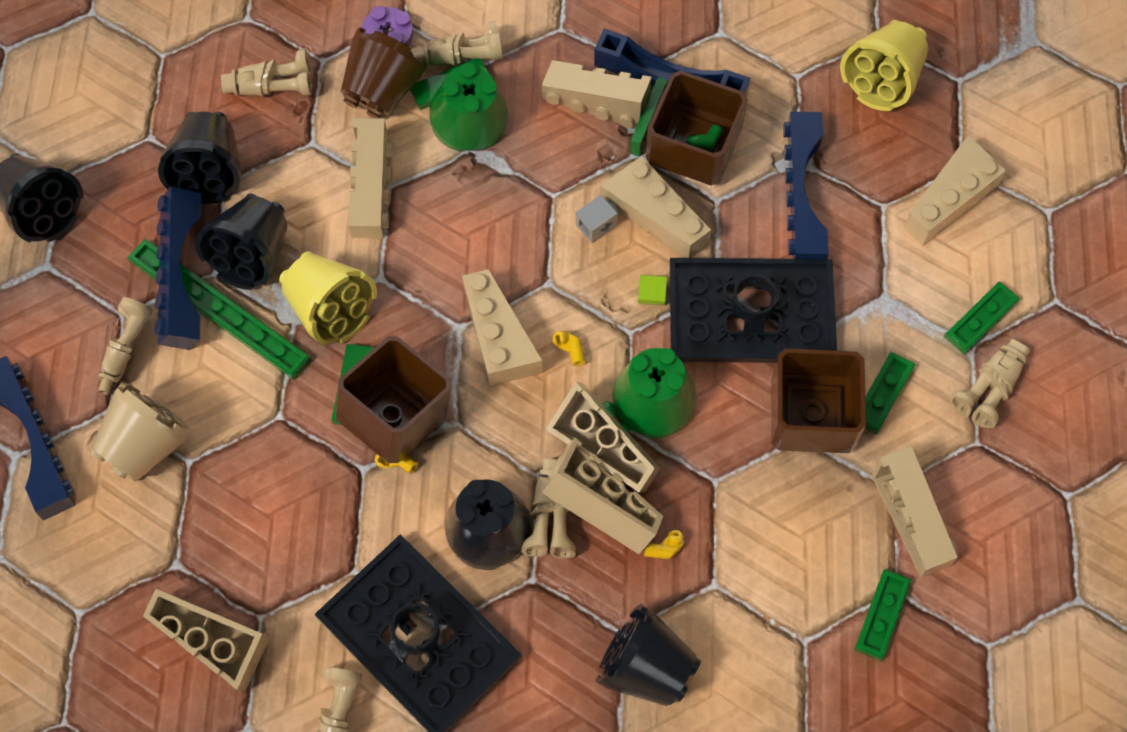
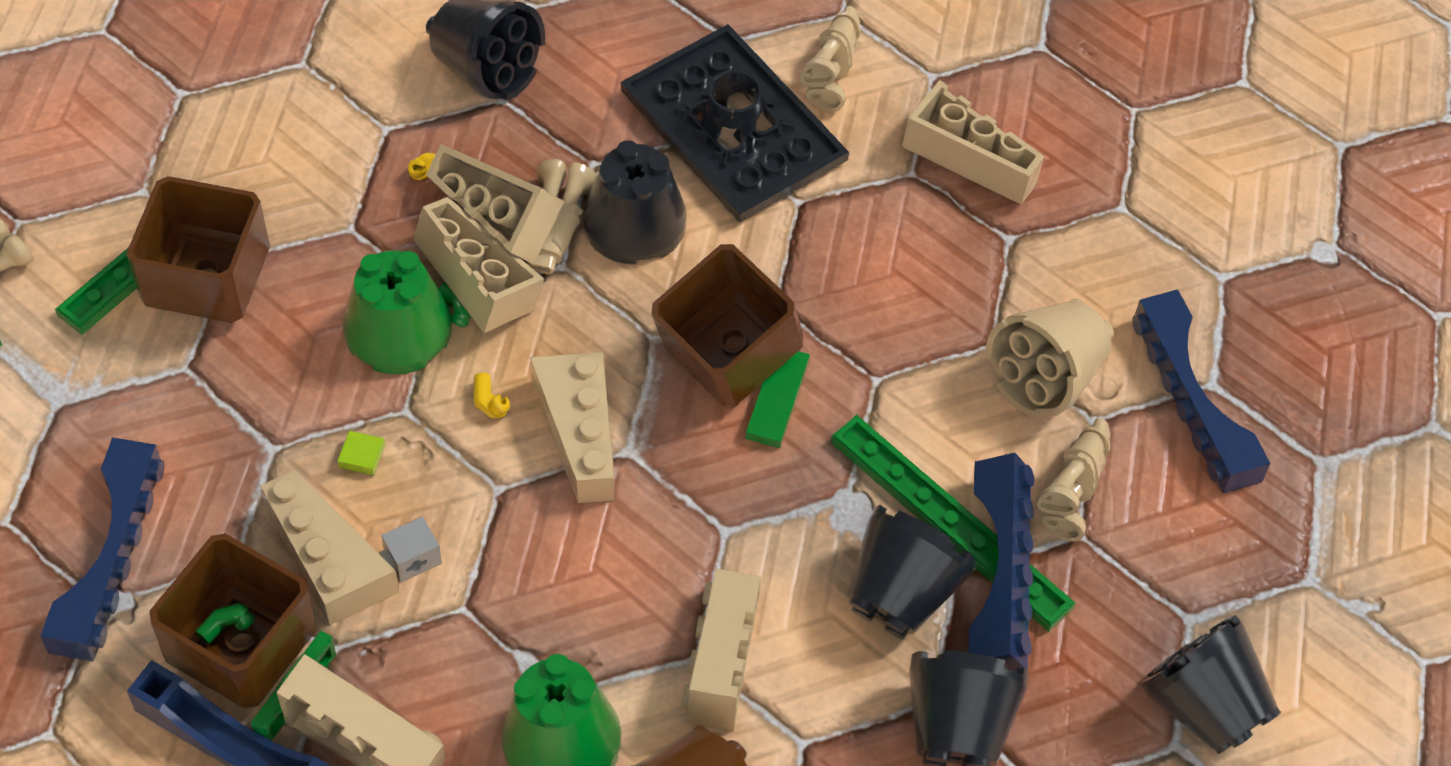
camera: 175 degrees left, 10 degrees down
(328, 297) = (802, 482): light yellow cone -> none
(799, 302) = (302, 417): black plate -> none
(882, 615) = (206, 71): green tile -> none
(914, 511) = (128, 145): tan wedge -> none

